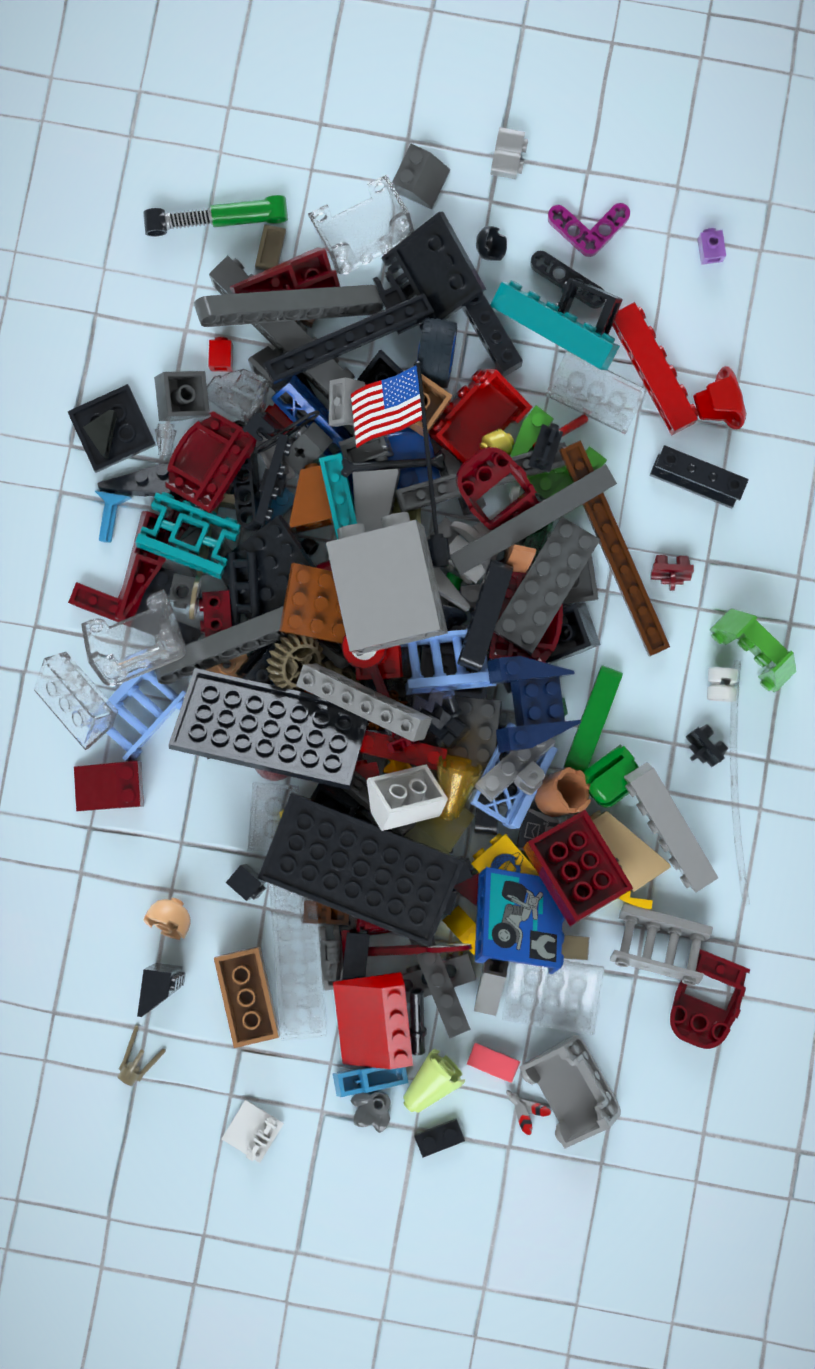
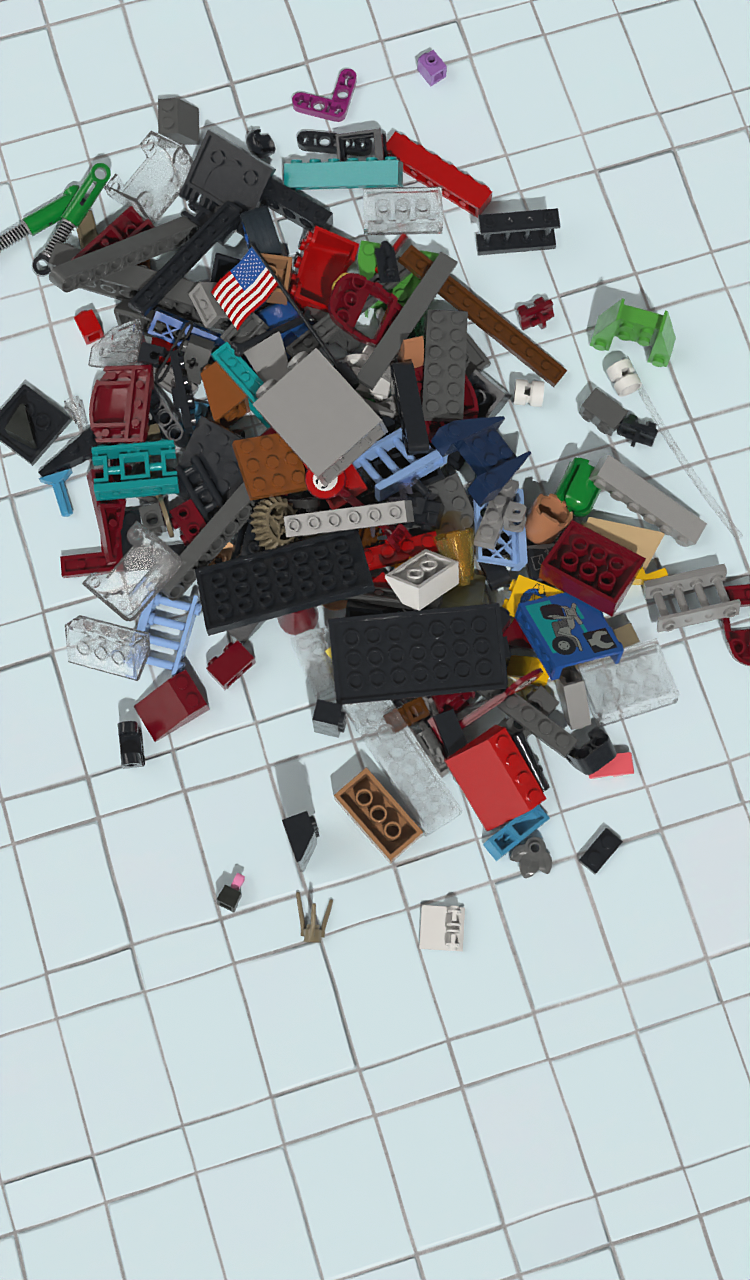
camera: 30 degrees left, 10 degrees down
(50, 808) = (131, 745): none -> black piece
(71, 998) = (230, 896): none -> pearl dark grey piece
(169, 917) = (278, 786): light nougat cylinder -> none
(181, 395) = (72, 371): dark grey slope -> none
(183, 776) = (230, 664): none -> dark red brick
(261, 230) = (74, 214): none -> green piece
(432, 1082) = (569, 807): yellowish green cone -> none
(482, 1047) = (594, 753): none -> black piece
(508, 153) = (237, 74): light grey brick -> none
(524, 1106) = (655, 791): piece -> none
(573, 1090) = (686, 753): light grey windscreen -> none
(593, 719) = (539, 459): green beam -> none
(625, 655) = (536, 393): none -> white wheel
(681, 709) = (602, 412): none -> dark grey hinge
(722, 400) = (504, 171): red piece -> none

